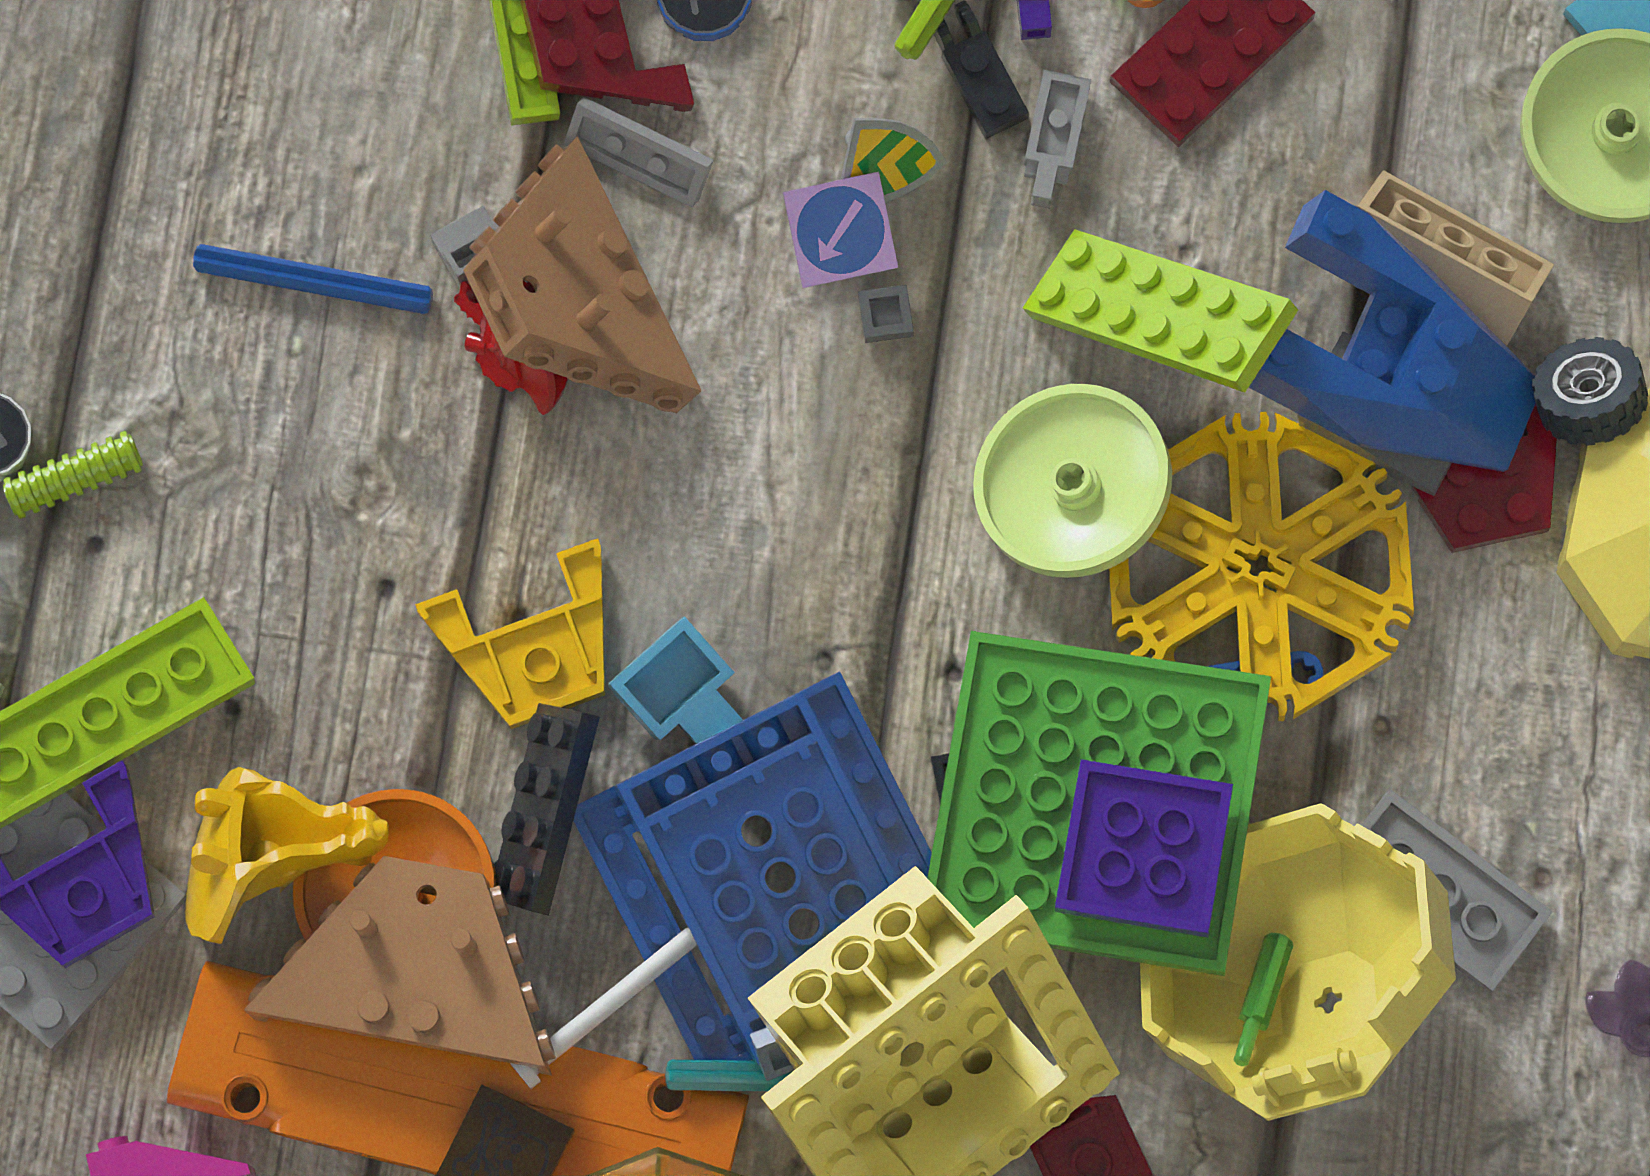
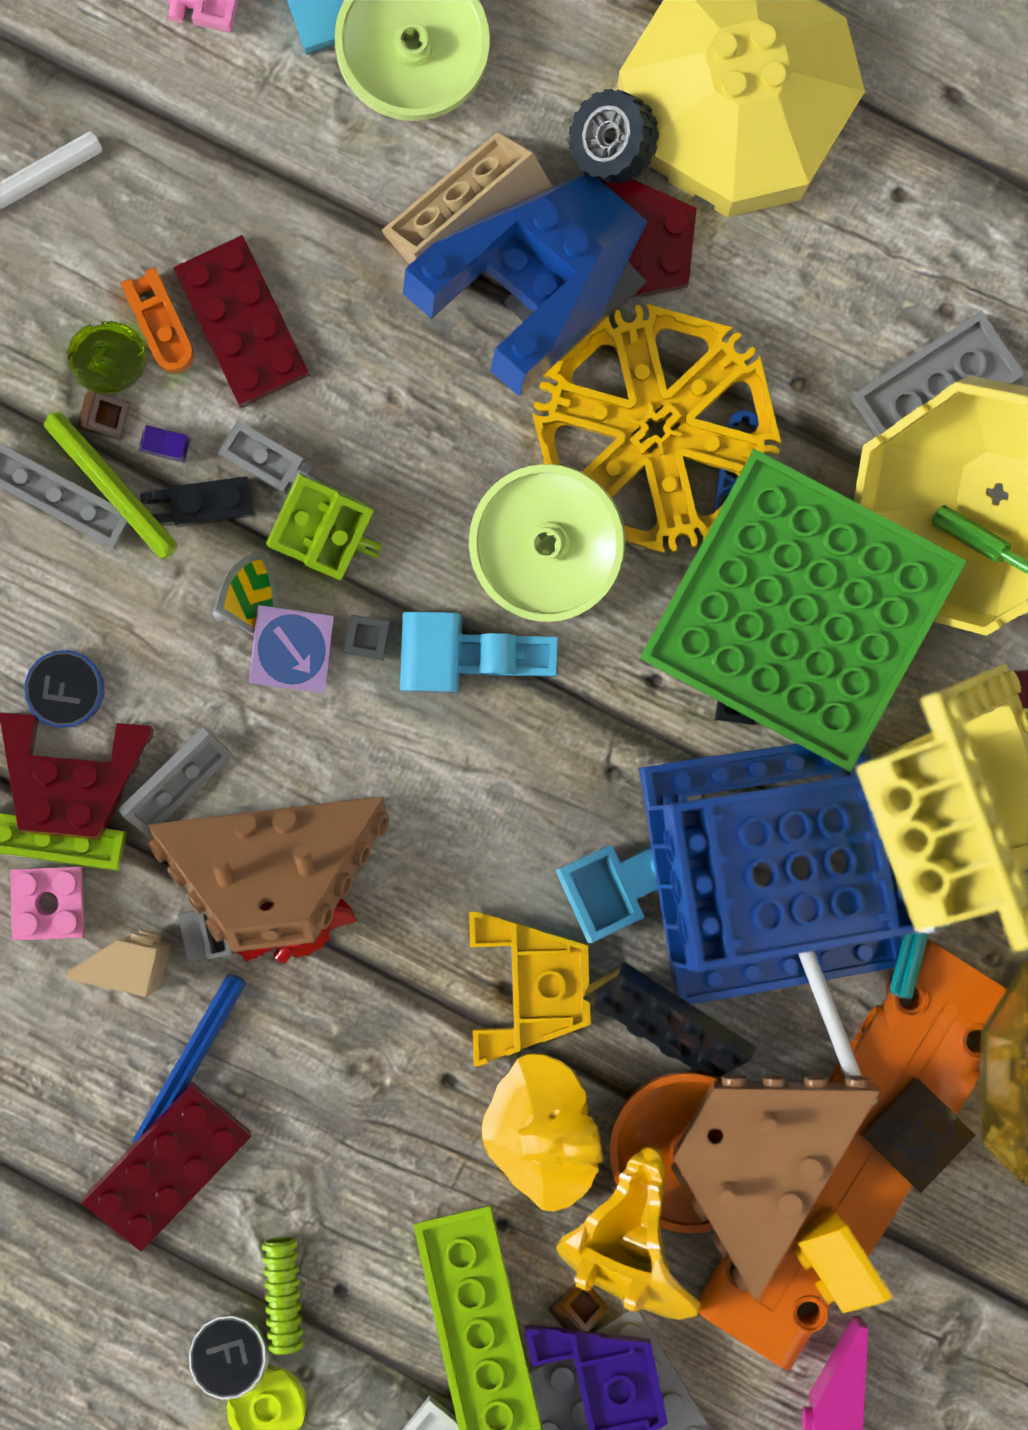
camera: 75 degrees left, 10 degrees up
(165, 829) = (578, 1309): none -> reddish brown slope
(182, 293) = (166, 1167): none -> dark red plate
(321, 1097) = (840, 1263): none -> yellow slope
(358, 704) = (542, 1132): none -> yellow animal
(409, 169) = (127, 965): none -> tan slope
(455, 31) = (27, 916): none -> bright pink piece
(897, 403) = (438, 652): none -> medium azure plate
(997, 215) = (322, 527): none -> lime plate
(1144, 848) = (857, 587): dark purple plate -> none
(1161, 310) = (450, 427): lime plate -> none

